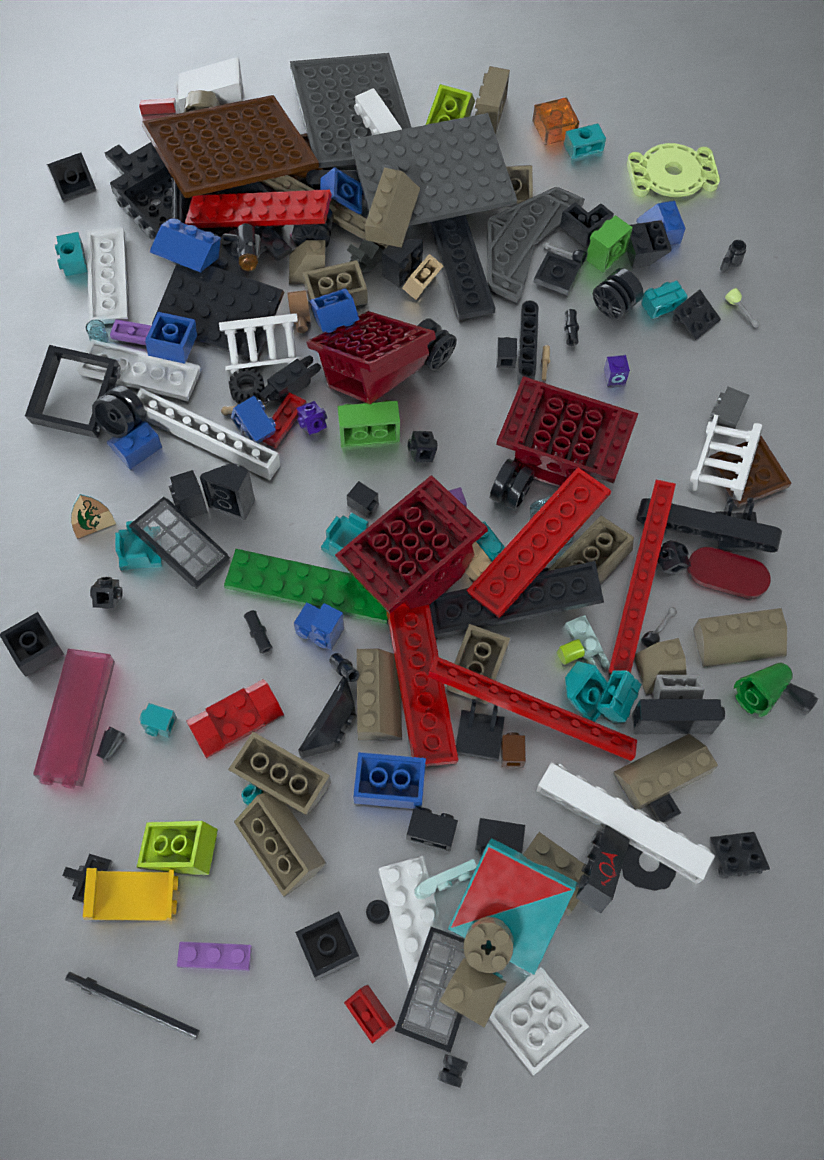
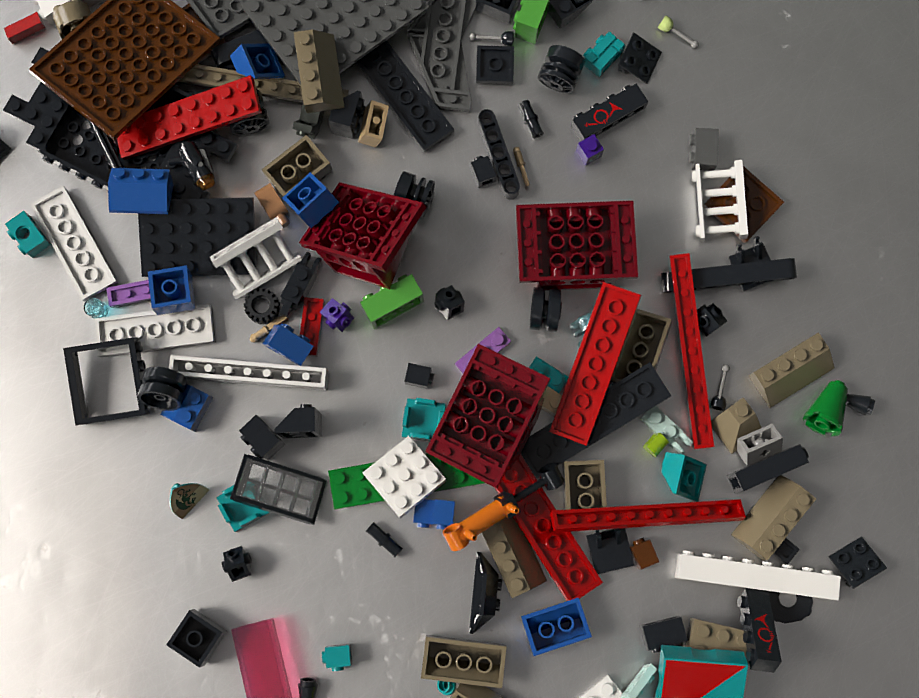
camera: 20 degrees left, 15 degrees up
(235, 717) = (399, 624): red piece -> none
(304, 258) = (256, 150): dark tan slope -> none
(305, 579) = (404, 477): none -> white plate
(344, 667) = (479, 547): black pin -> none
(382, 639) = (502, 507): none -> orange piece
(432, 829) = (606, 650): black brick -> none
(619, 696) = (712, 469): teal brick -> none
(651, 347) = (610, 112): none -> black brick
(729, 572) = (760, 310): dark red tile -> none

